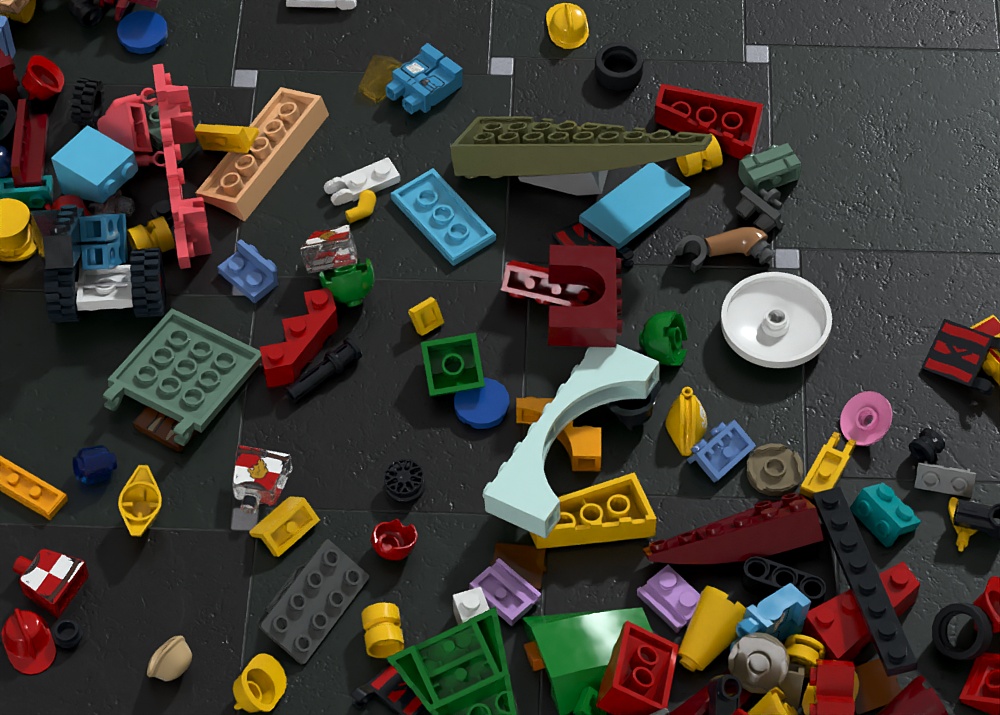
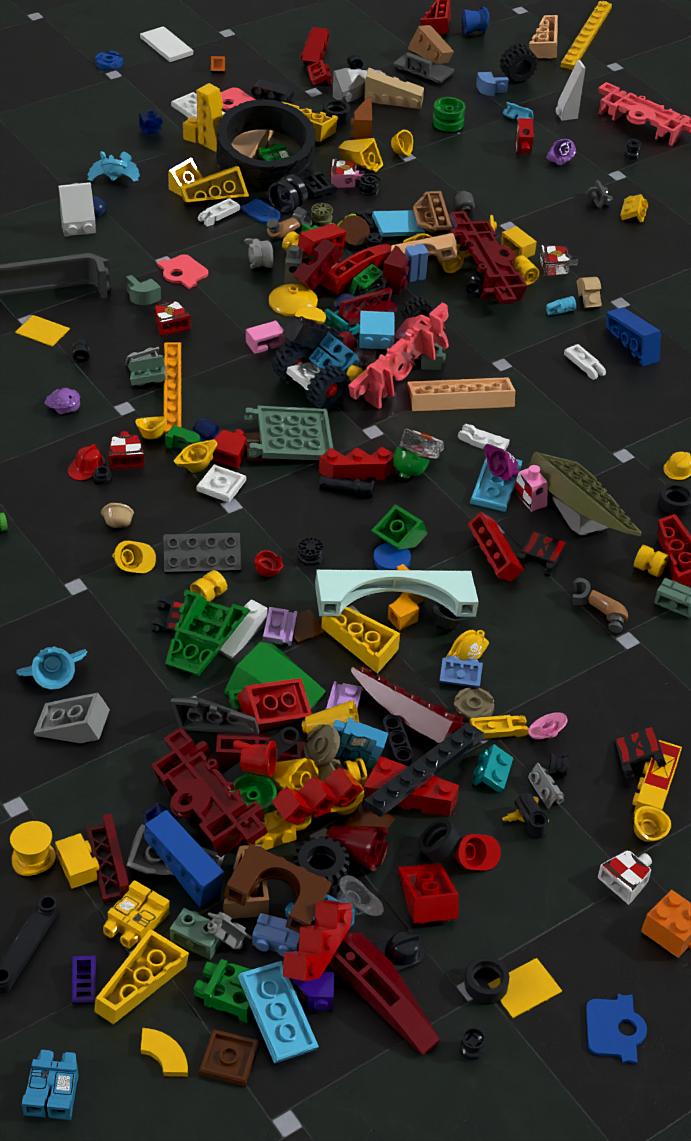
camera: 50 degrees right, 10 degrees down
(33, 520) = (151, 427): none -> yellow helmet
(42, 78) = (415, 288): red piece -> none
(85, 500) = (180, 438): none -> green leg
(142, 31) = (486, 312): blue tile -> none
(152, 450) = (230, 448): none -> red torso
(203, 506) = (221, 483): none -> white plate
(226, 137) = (451, 373): yellow panel -> none
(249, 272) = (379, 427): medium blue bracket -> none
(259, 476) = (257, 494): torso -> none
(285, 525) = (239, 520): yellow panel -> none
(364, 208) = (467, 448): yellow arm -> none
(378, 76) = (561, 411): clear yellow slope -> none
(425, 80) = (573, 427): dark azure hips -> none
(426, 316) = (422, 505): yellow tile -> none
(432, 192) = (500, 462): none -> magenta hat
(494, 189) = (532, 488): none -> bright pink torso
(590, 324) = (476, 561): dark red arch -> none
(634, 205) = (588, 553): medium azure tile -> none
(664, 337) = (509, 608): green cylinder -> none
(768, 216) = (647, 608): dark grey hips -> none
(776, 320) = (572, 649): white dish -> none

